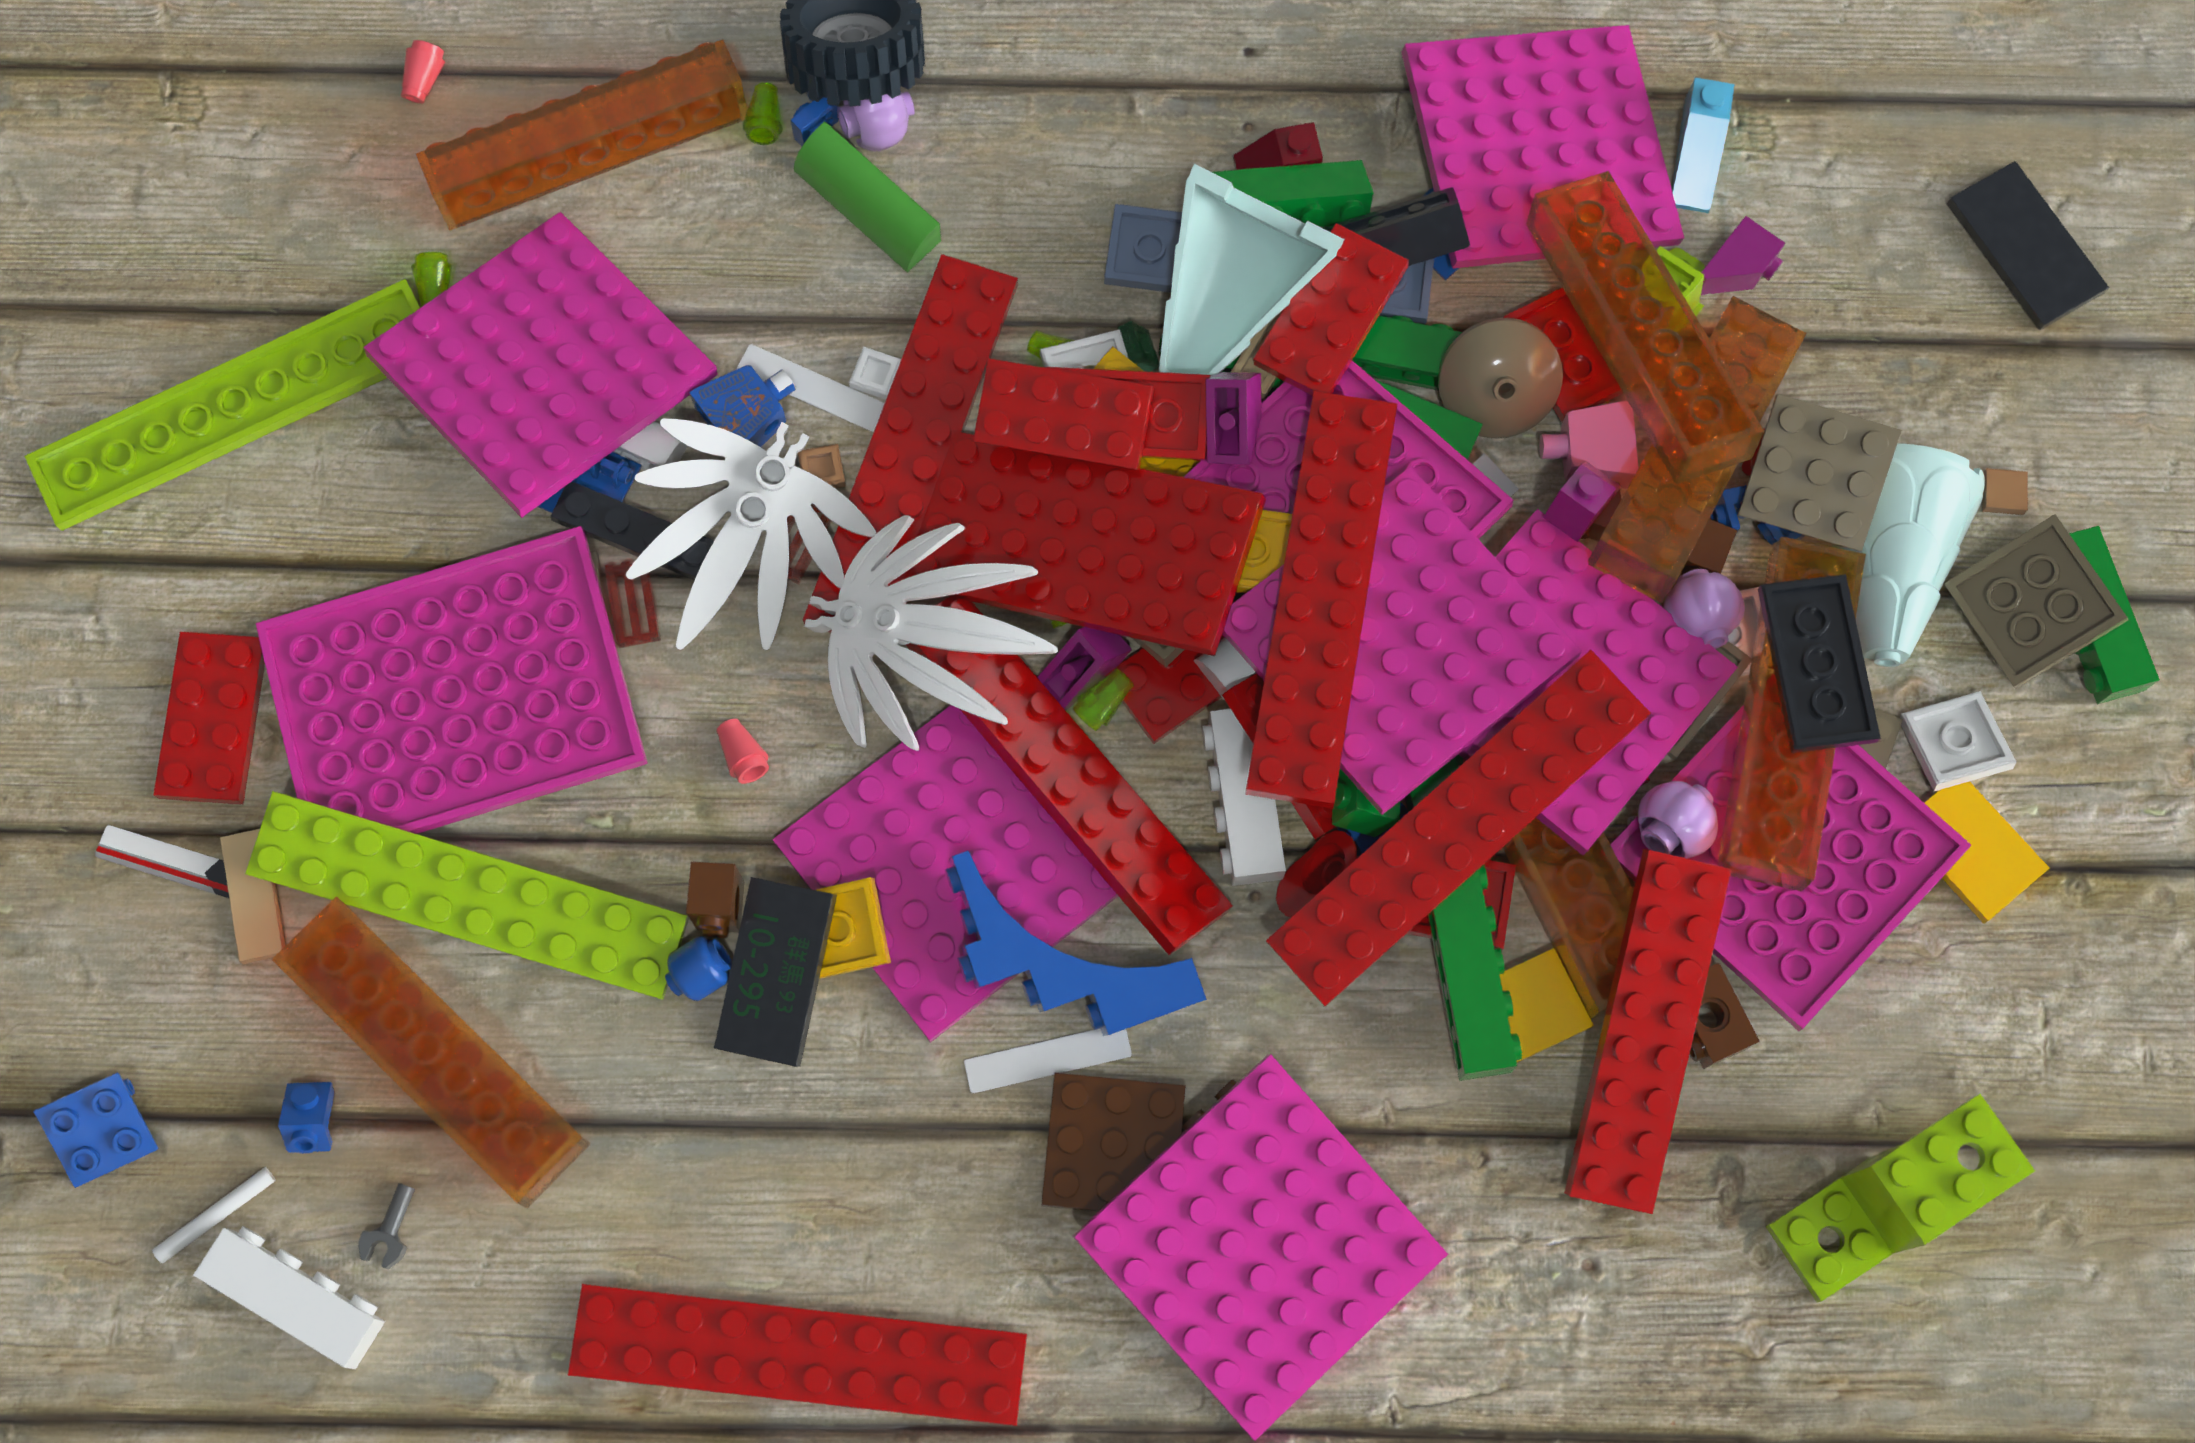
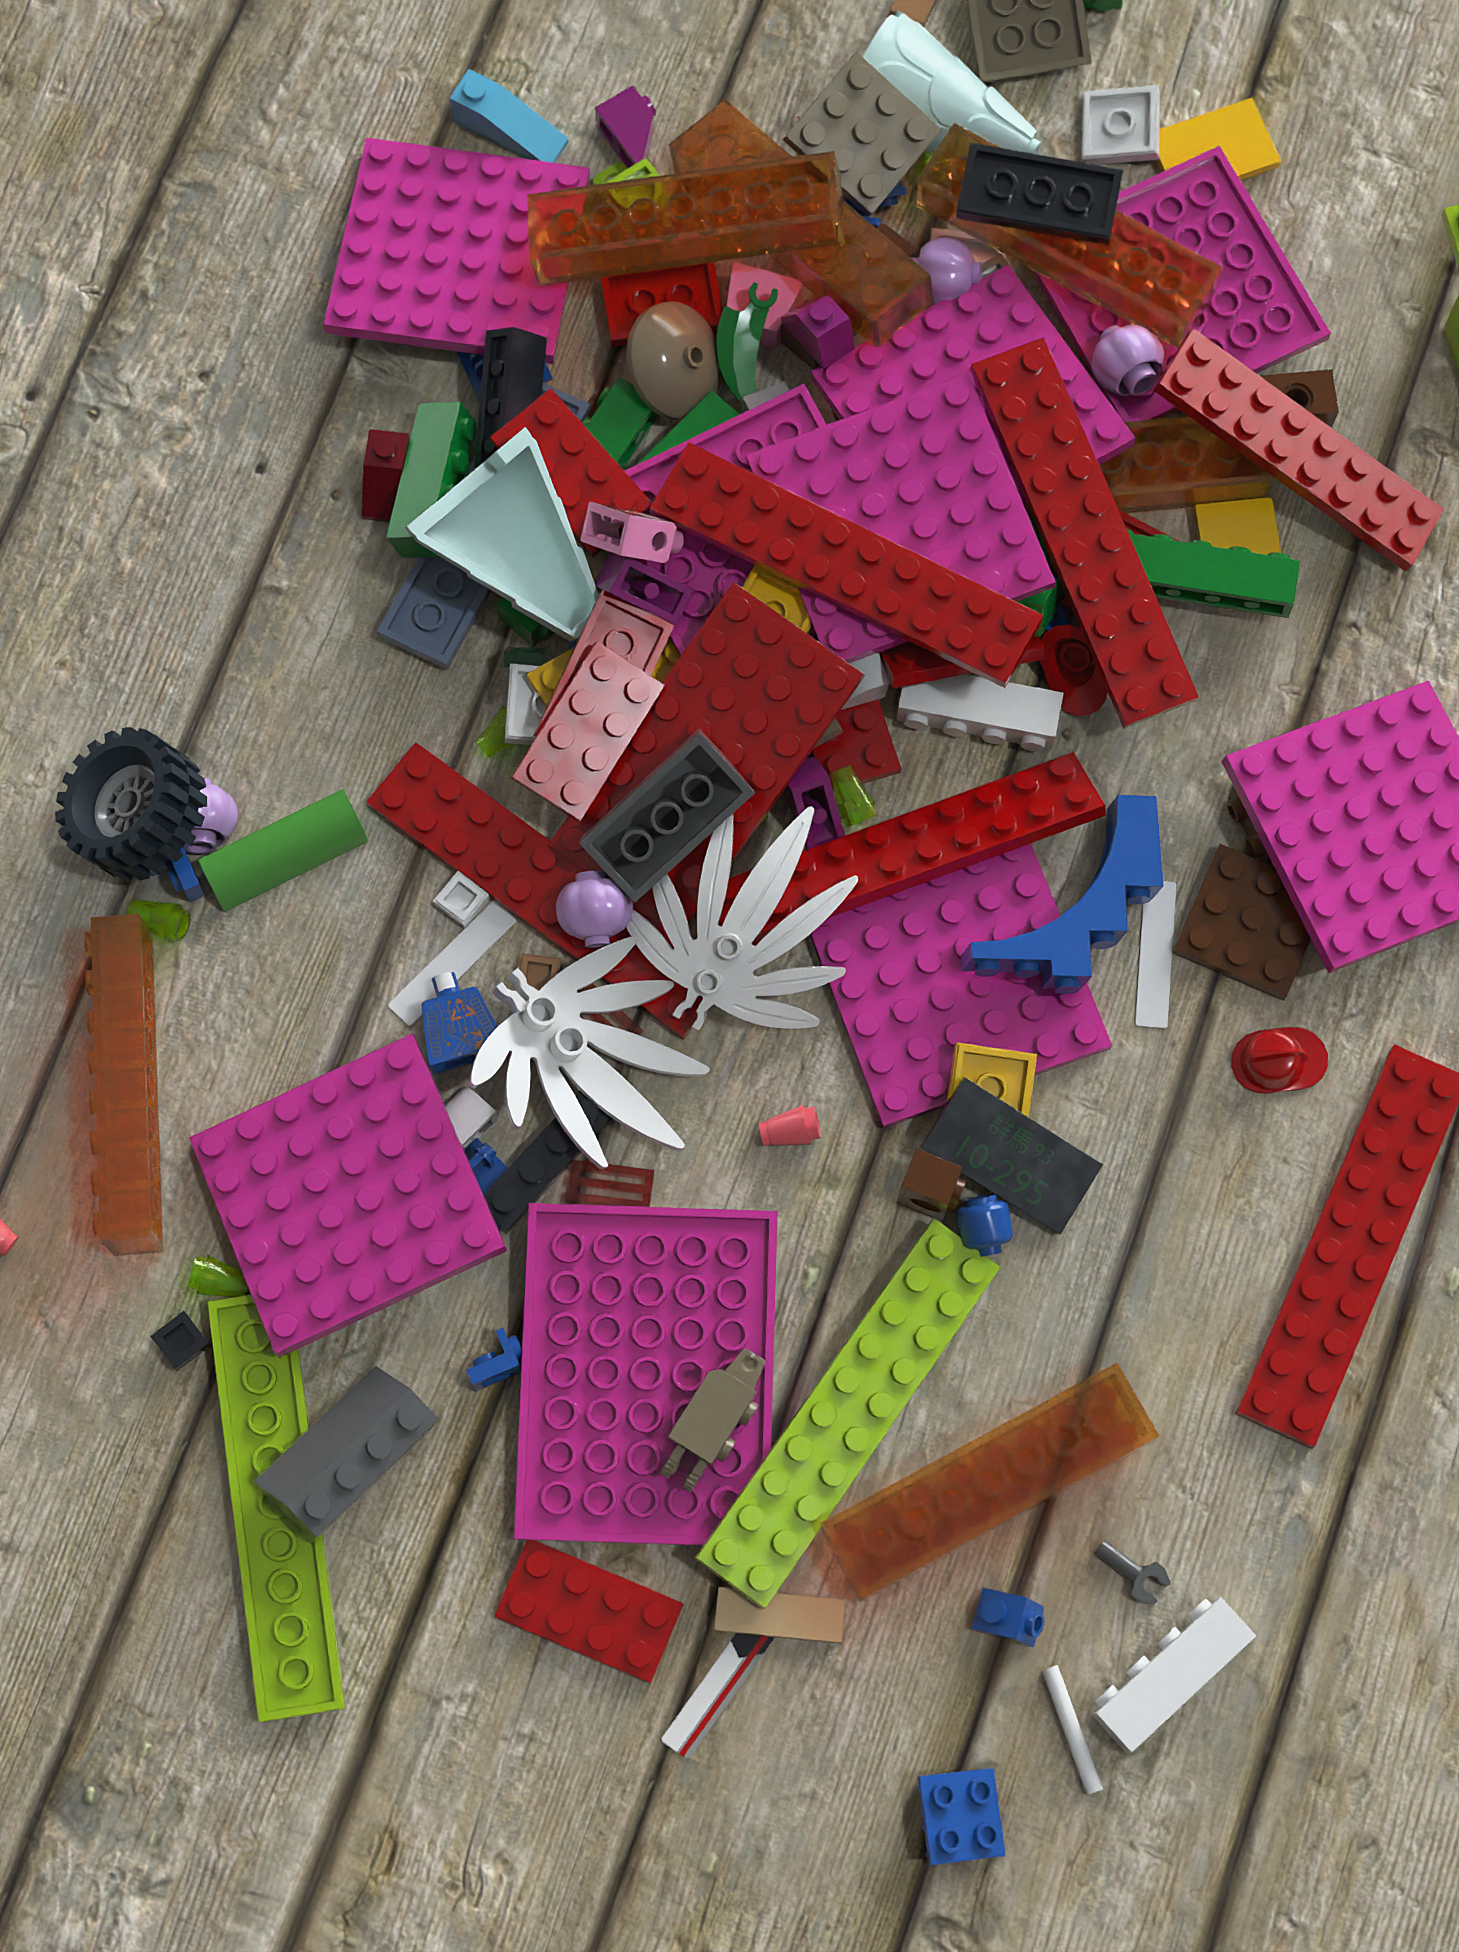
camera: 70 degrees left, 0 degrees up
(291, 444) = (346, 1452): none -> dark grey slope
(364, 269) = (180, 1340): none -> black plate
(416, 762) = (713, 1414): none -> dark tan hinge
(420, 552) = (492, 1368): none -> blue bracket
(895, 488) = (593, 908): none -> lavender plant
(974, 1220) = (1279, 1060): none -> red piece
(1001, 515) = (666, 815): none -> dark grey slope
(1278, 383) = (641, 537): none -> bright pink torso
(1545, 433) = (739, 342): none -> green piece

